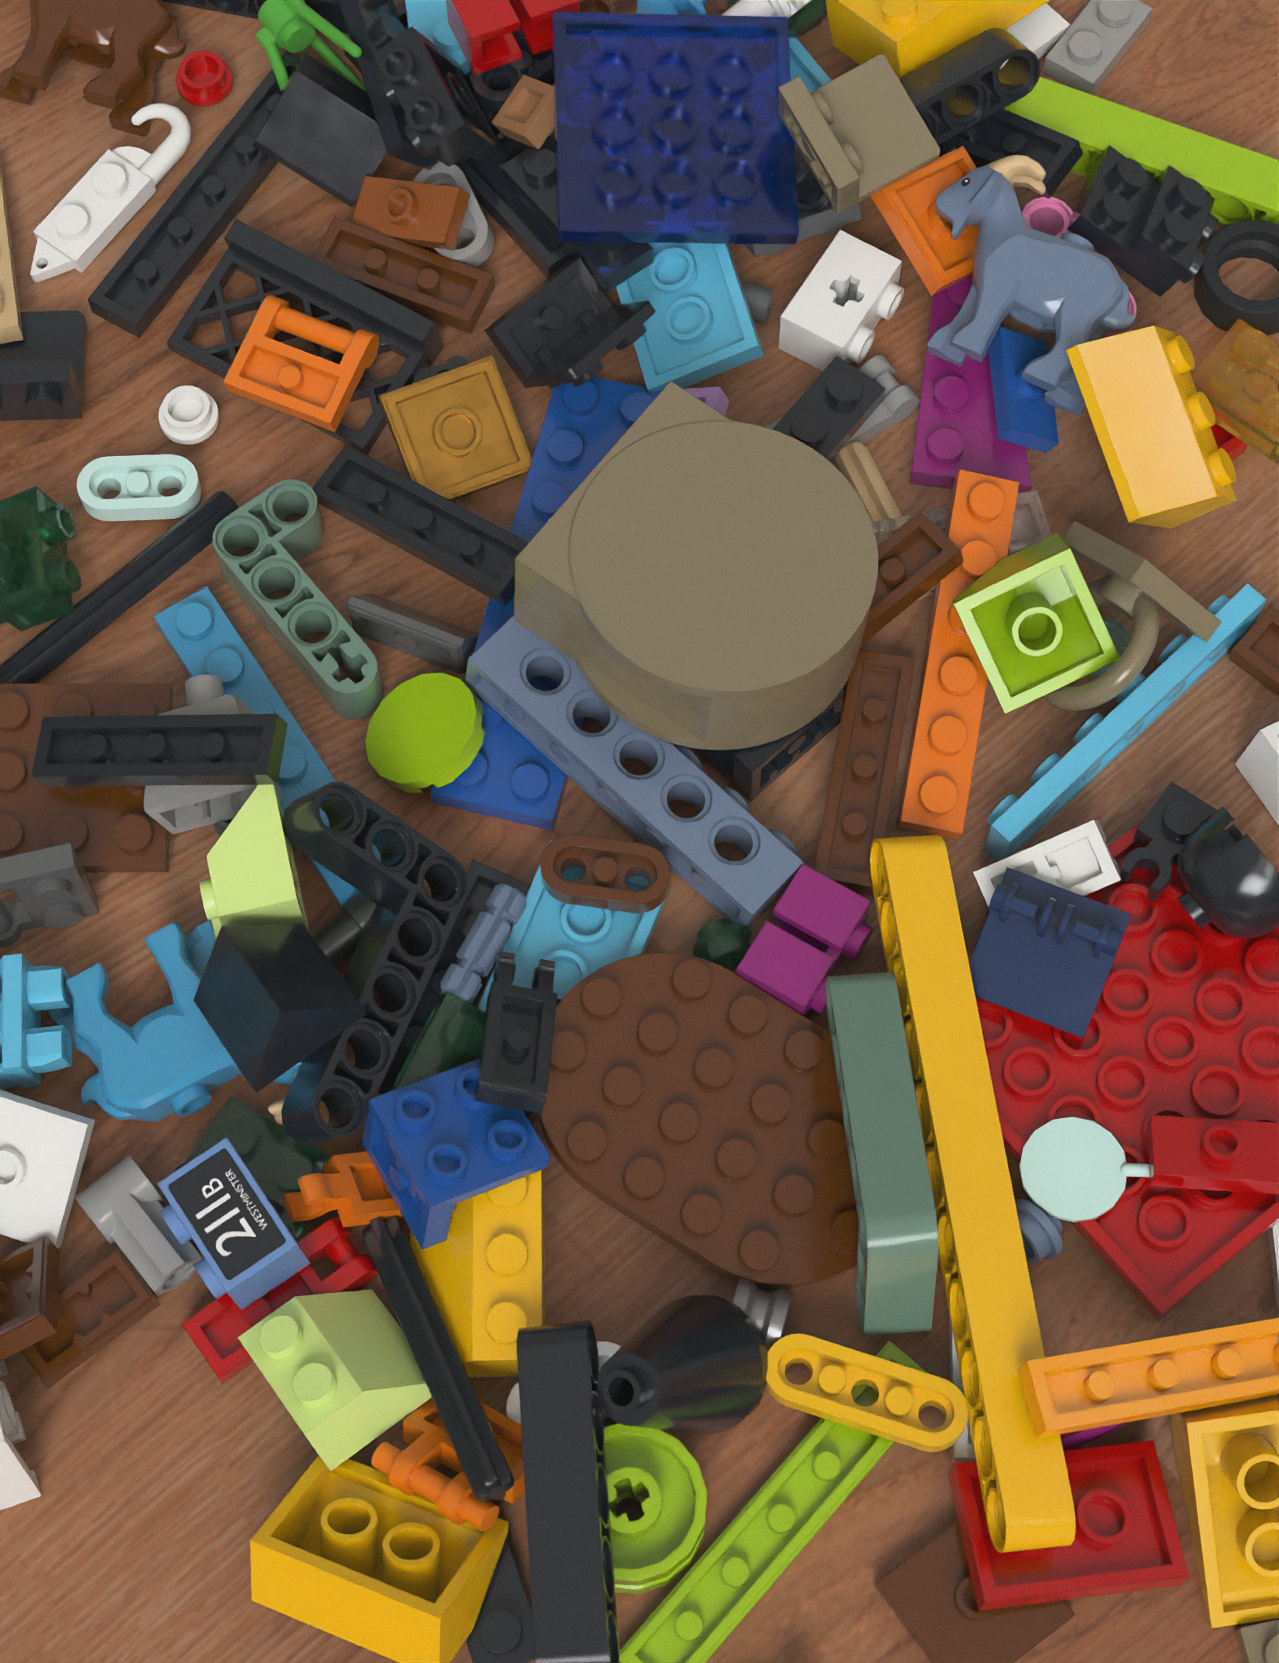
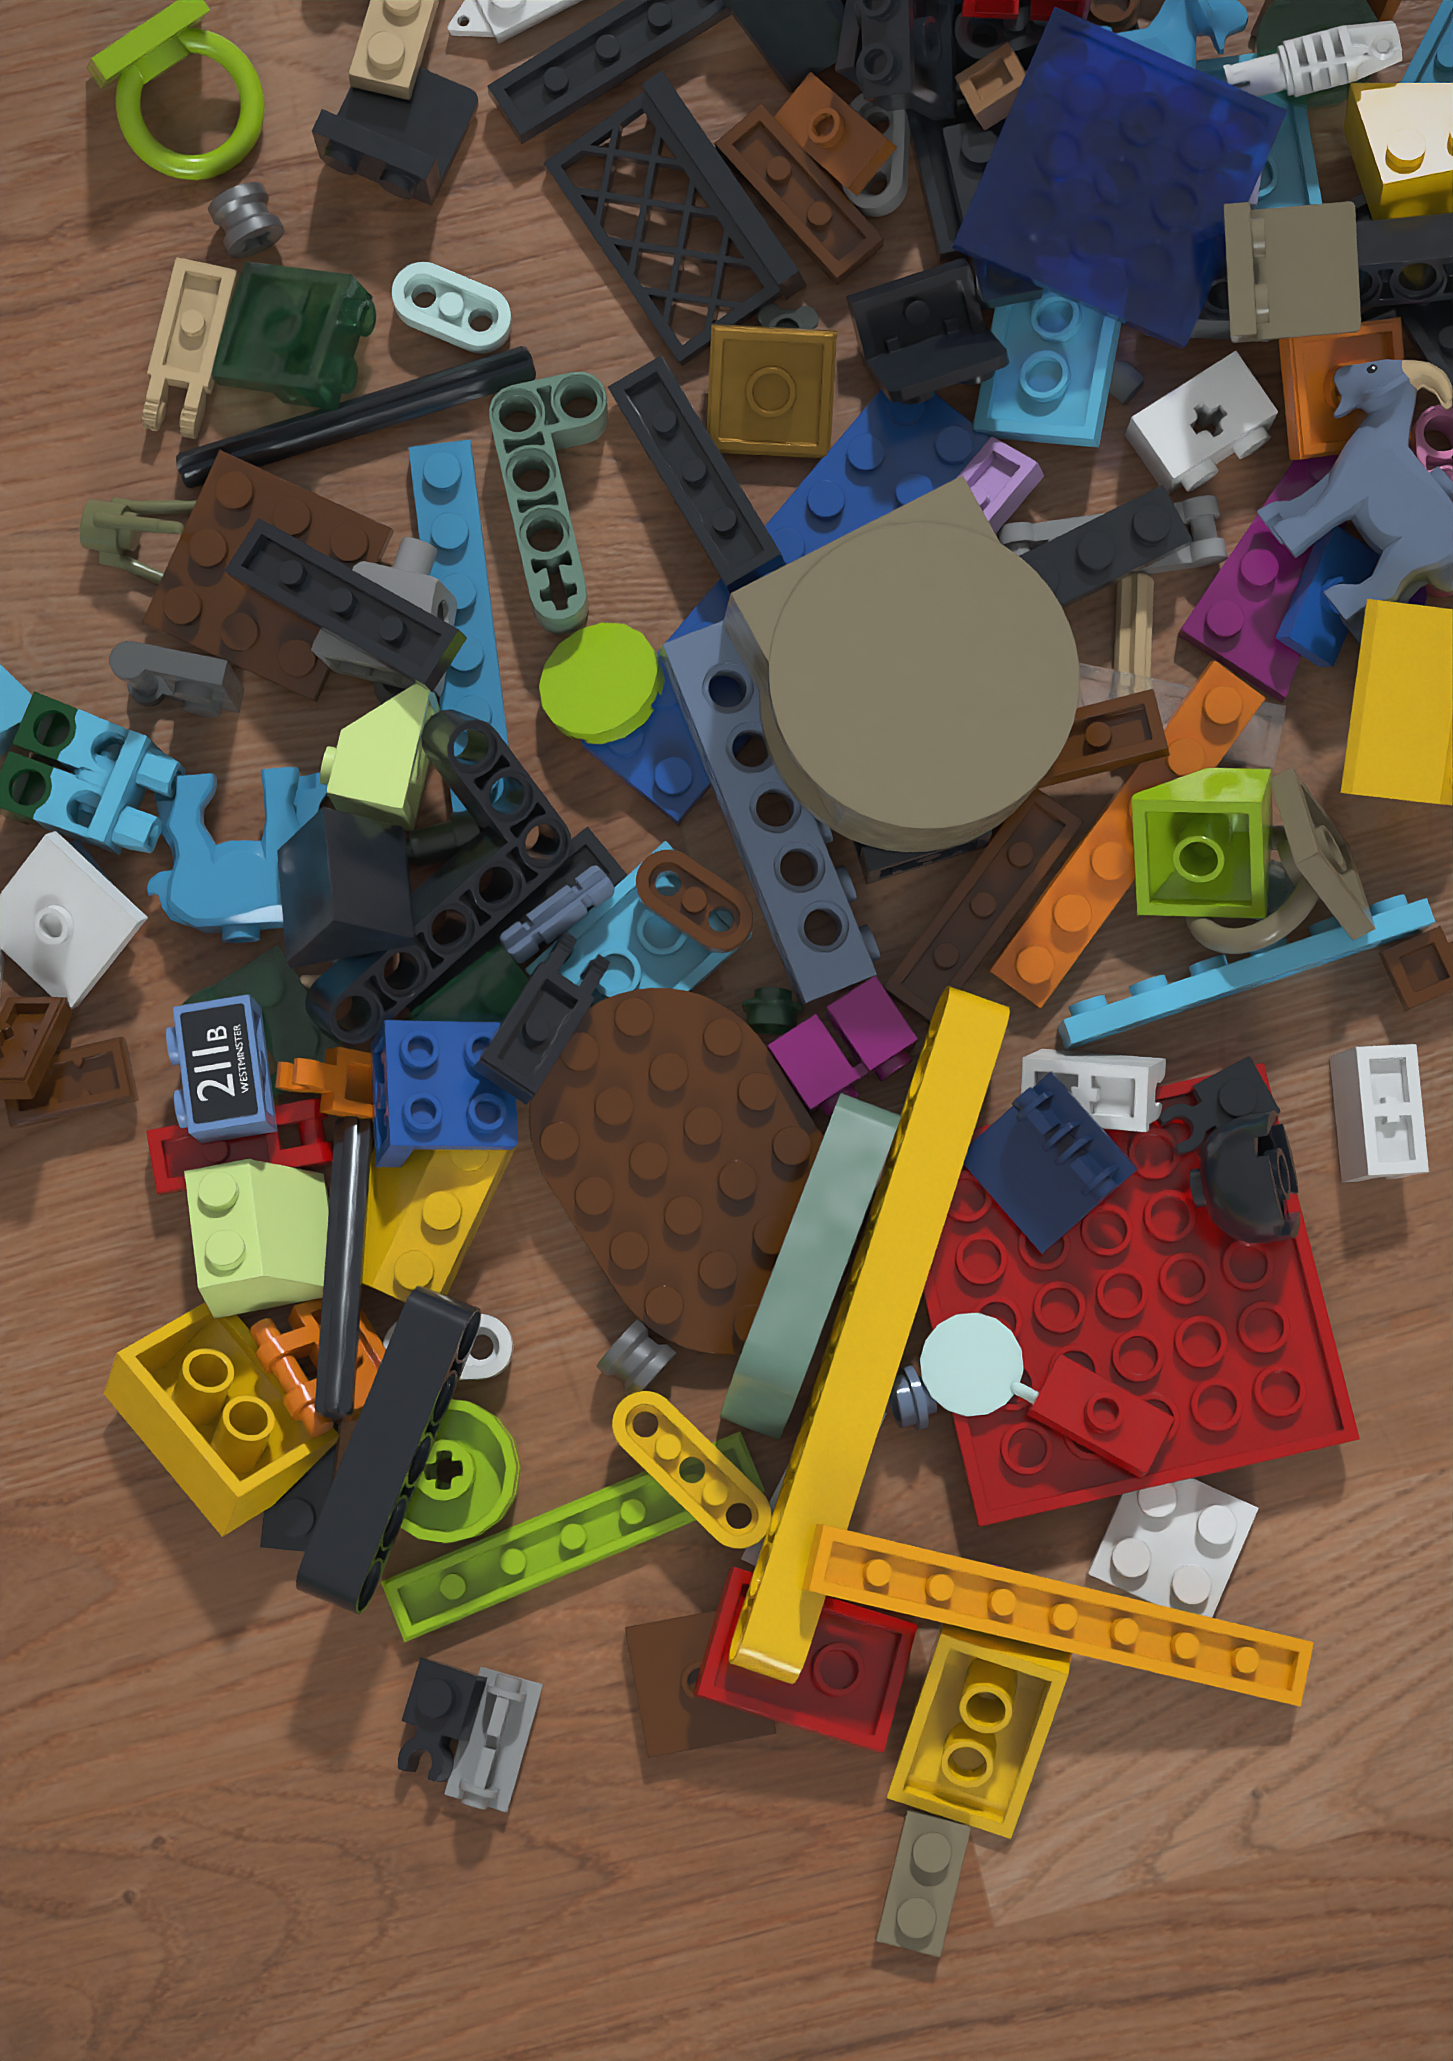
camera: 25 degrees right, 15 degrees up
(128, 1213) = (142, 1007): light grey piece -> none
(188, 415) = (531, 251): white plate -> none
(294, 378) = (640, 262): orange plate -> none
(412, 631) = (641, 570): dark grey slope -> none
(687, 1369) = (544, 1380): black cone -> none

